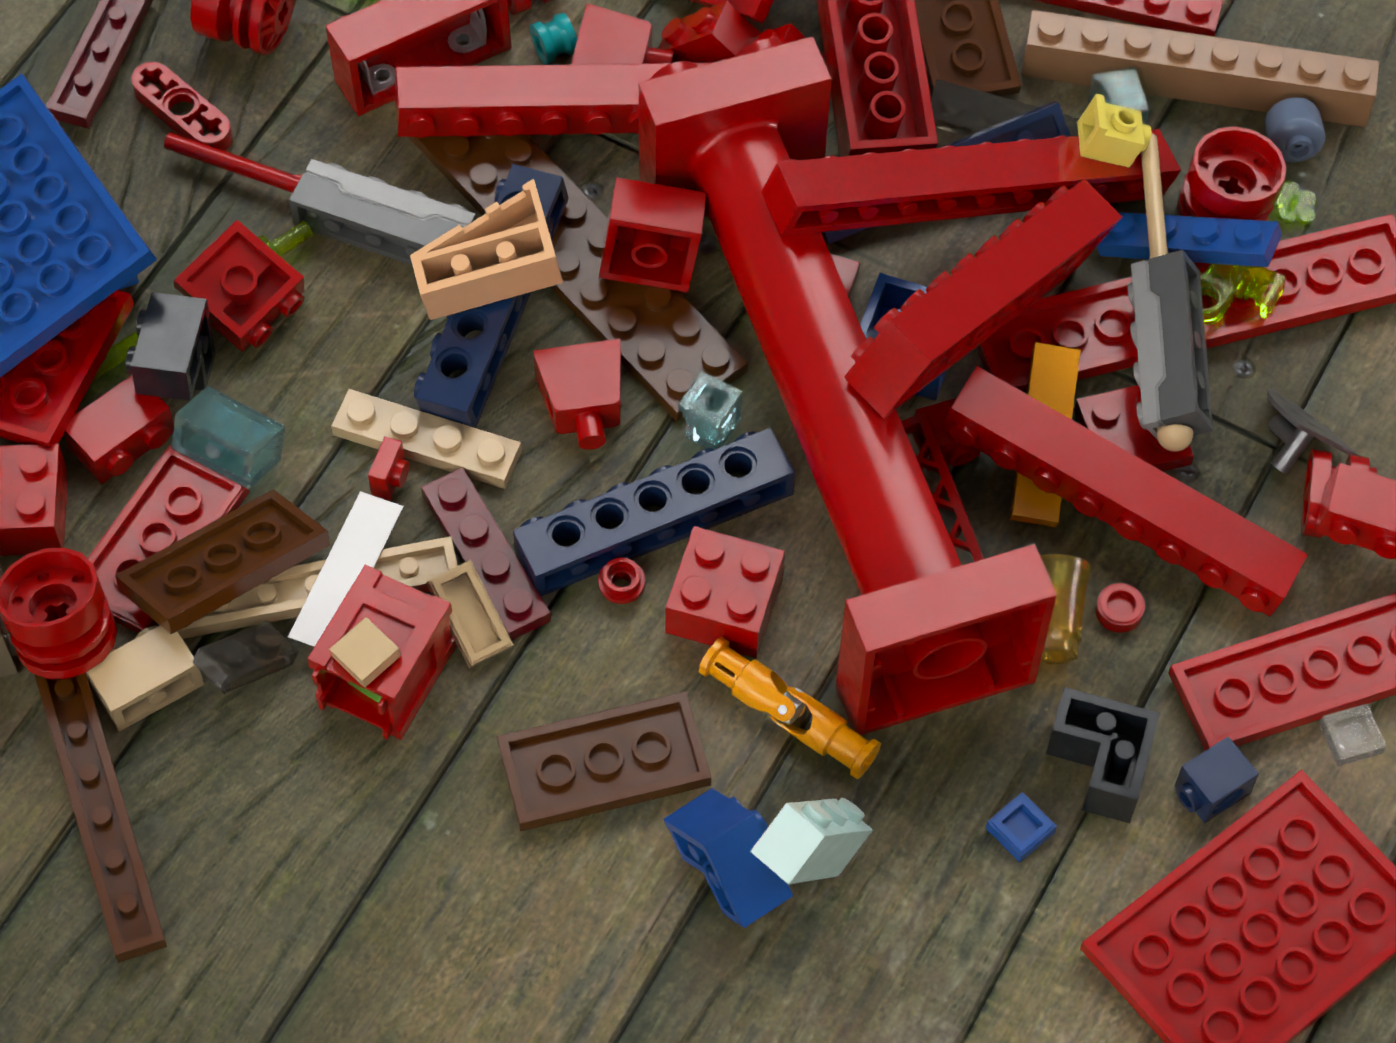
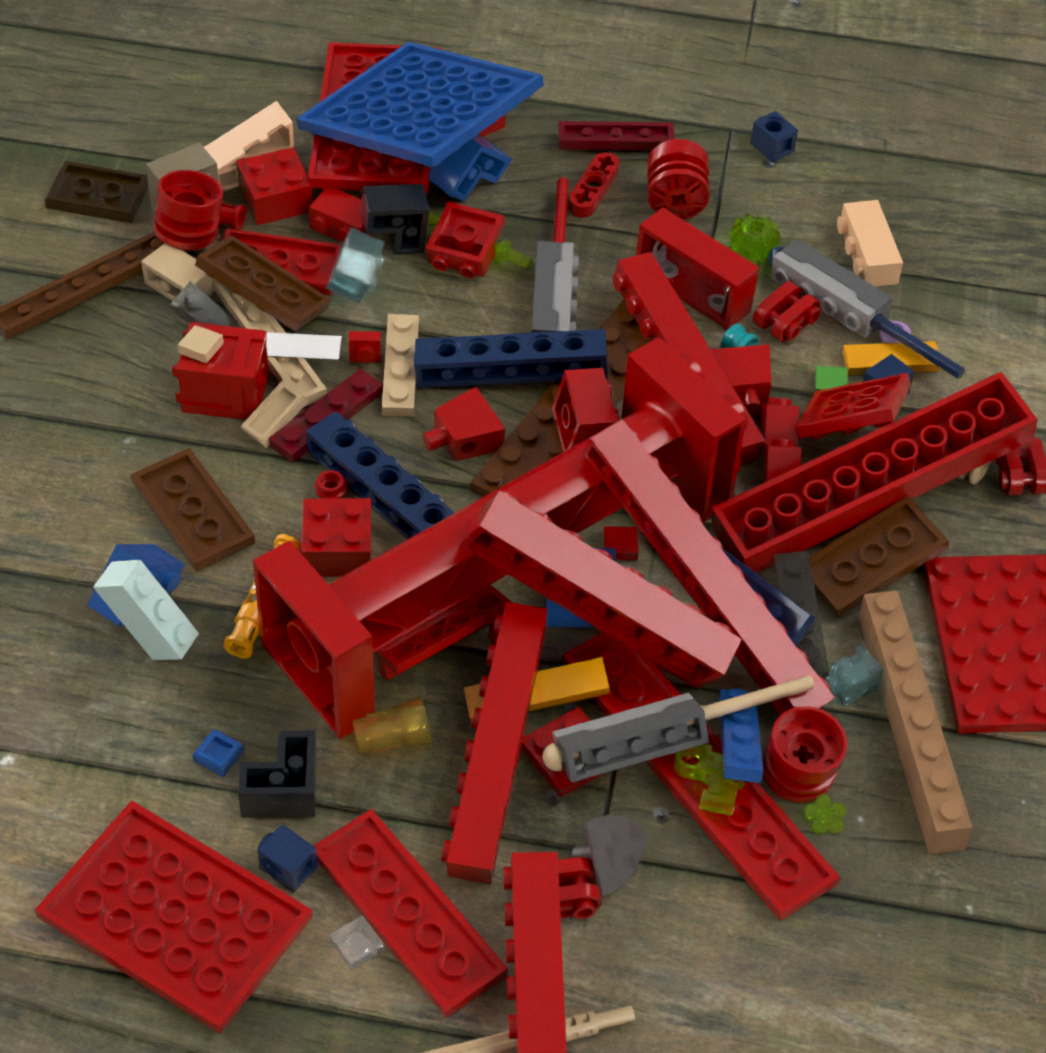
camera: 70 degrees right, 10 degrees down
(488, 259) = (517, 330): light nougat wedge -> none
(711, 411) = (468, 486): clear light blue brick -> none
(1112, 133) = (784, 651): light yellow brick -> none
(1120, 607) = (416, 775): red tile -> none
(1294, 127) = (888, 794): sand blue head -> none

